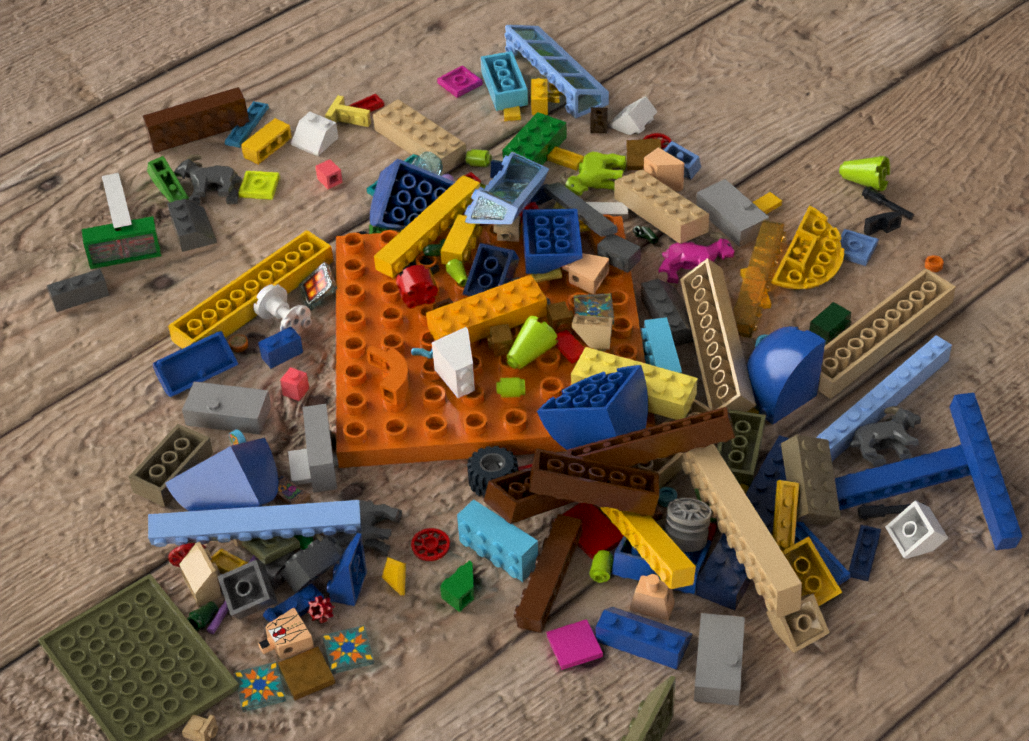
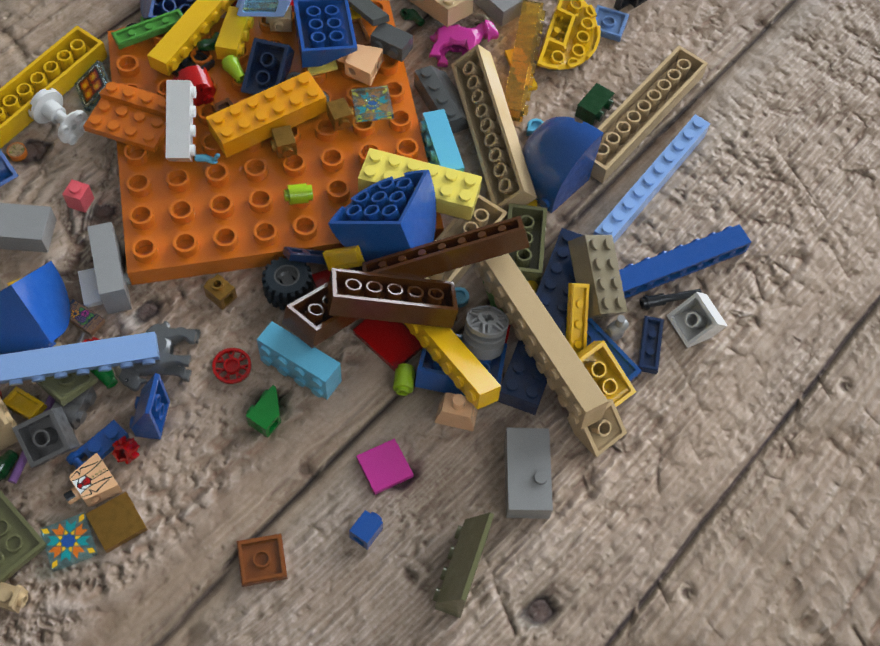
camera: 15 degrees left, 15 degrees up
(237, 437) = (24, 261): medium azure tile -> none
(280, 347) = (60, 155): blue brick -> none
(310, 564) = (110, 404): dark grey brick -> none
(348, 649) = (157, 491): tile -> none
(353, 311) = (129, 116): none -> orange plate
(374, 234) = (146, 29): none -> bright green tile
(395, 574) = (198, 403): yellow piece -> none
(397, 381) = (182, 195): orange arch -> none
(400, 314) = (180, 120): none -> white brick
(425, 476) = (220, 291): none -> pearl gold brick
(443, 717) = (261, 560): none -> dark orange tile
(454, 362) = (239, 170): white slope -> none
(514, 446) = (304, 255): none -> dark blue tile
(531, 343) = (314, 144): lime cone -> none
(548, 573) = (353, 392): reddish brown brick -> none
(549, 697) = (366, 529): none -> blue brick
(556, 444) = (343, 257): none -> yellow tile
(569, 346) = (351, 144): red tile -> none
(594, 331) = (375, 127): tan slope -> none
(642, 637) = (451, 452): blue slope -> none
(829, 533) = (617, 328): none -> light grey piece
(886, 435) = (661, 220): dark grey animal -> none
(934, 263) = (681, 37): orange tile -> none
(985, 472) = (756, 255): blue brick -> none

